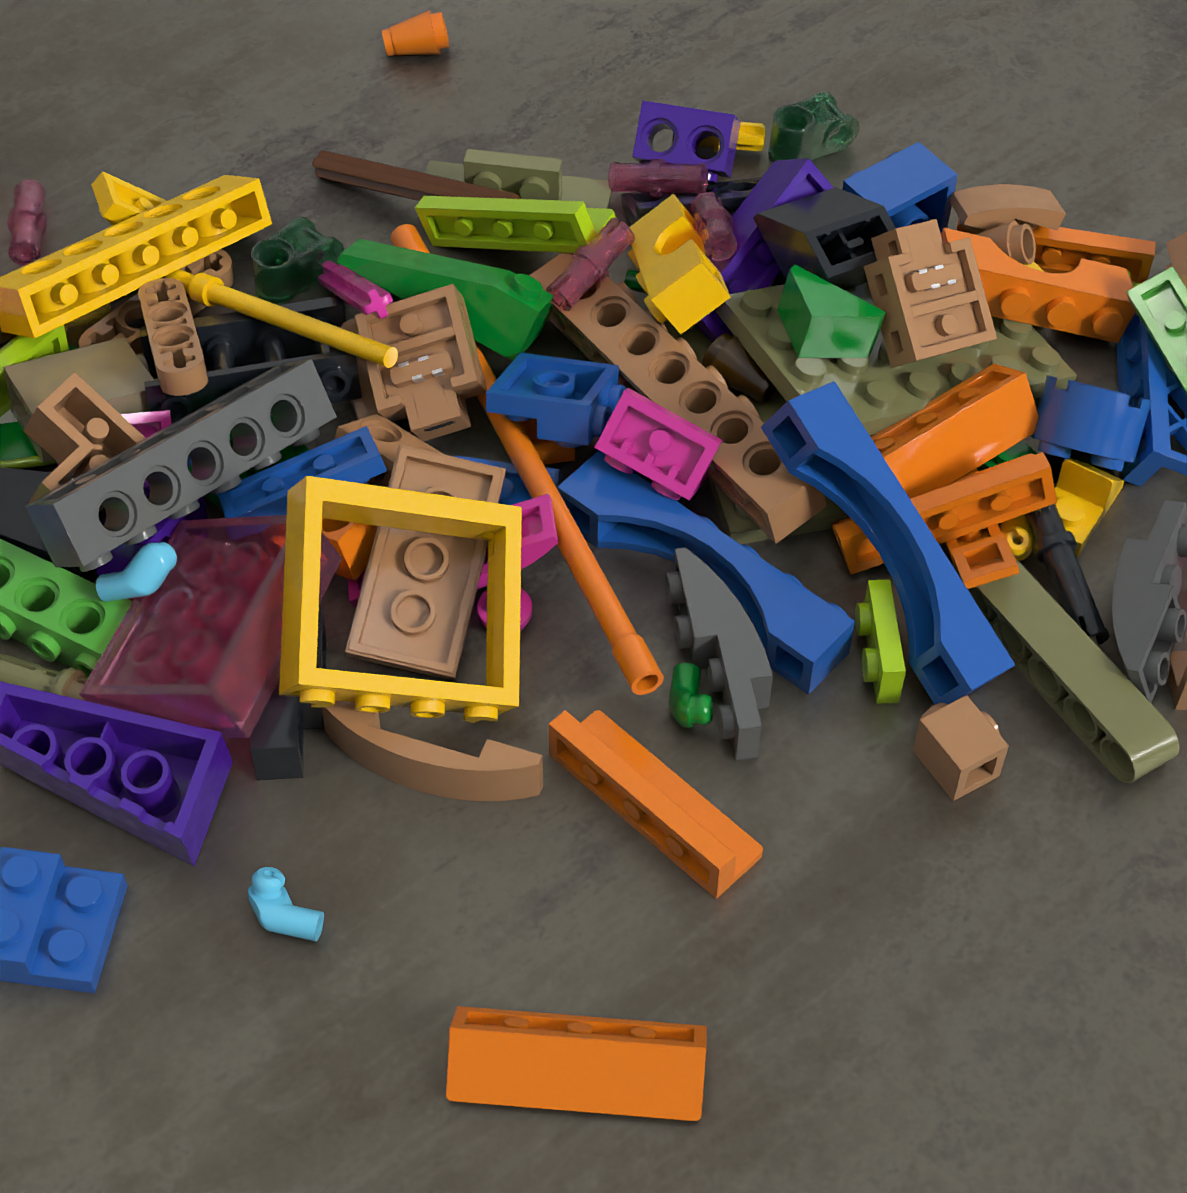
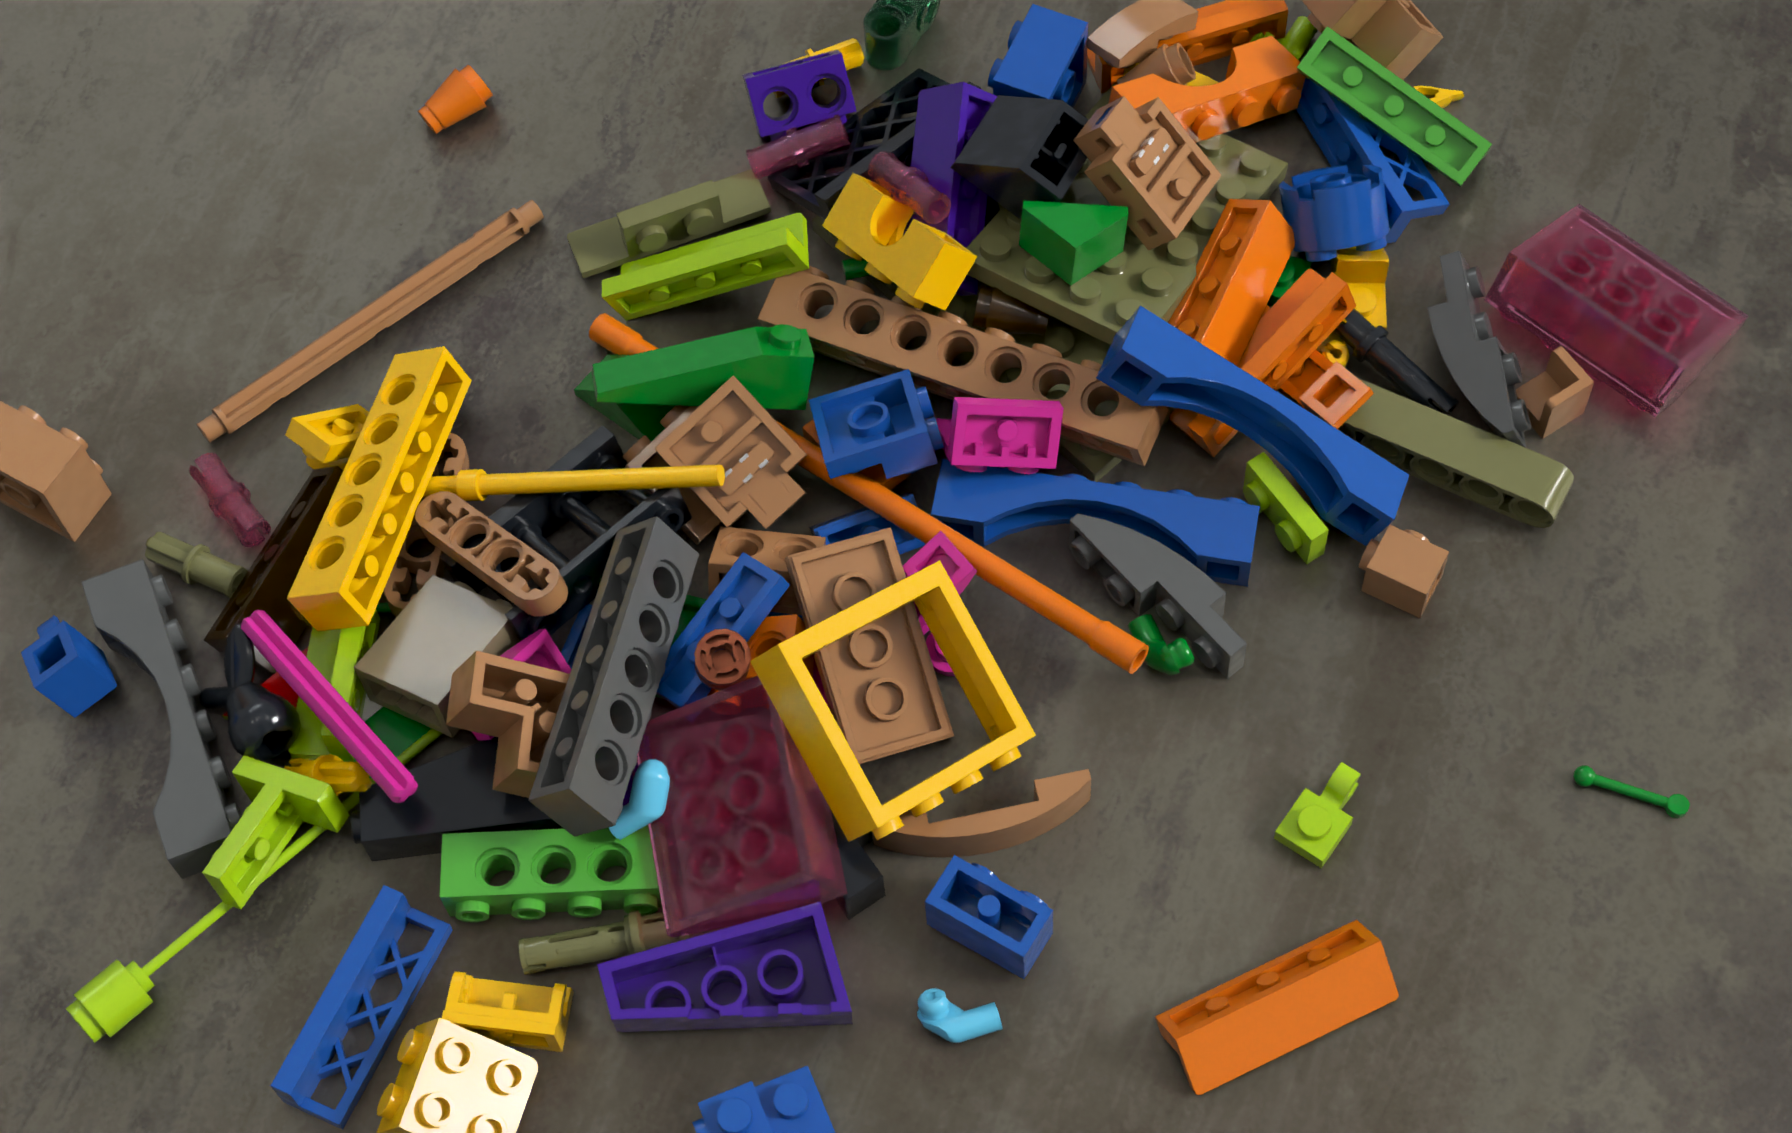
camera: 25 degrees left, 10 degrees up
(233, 152) = (369, 321): none -> medium nougat piece
(267, 473) = (718, 668): none -> copper wheel
(290, 260) = (518, 399): clear green piece -> none
(355, 289) = (628, 420): dark pink axle -> none
(367, 833) = (989, 916): none -> blue brick
(396, 180) = (567, 271): reddish brown axle -> none
(590, 264) = (820, 280): clear pink pin -> none
(653, 800) = (1188, 752): orange panel -> none
(731, 923) = (1317, 822): none -> lime plate
(1097, 1097) = (1675, 806): none -> green hinge

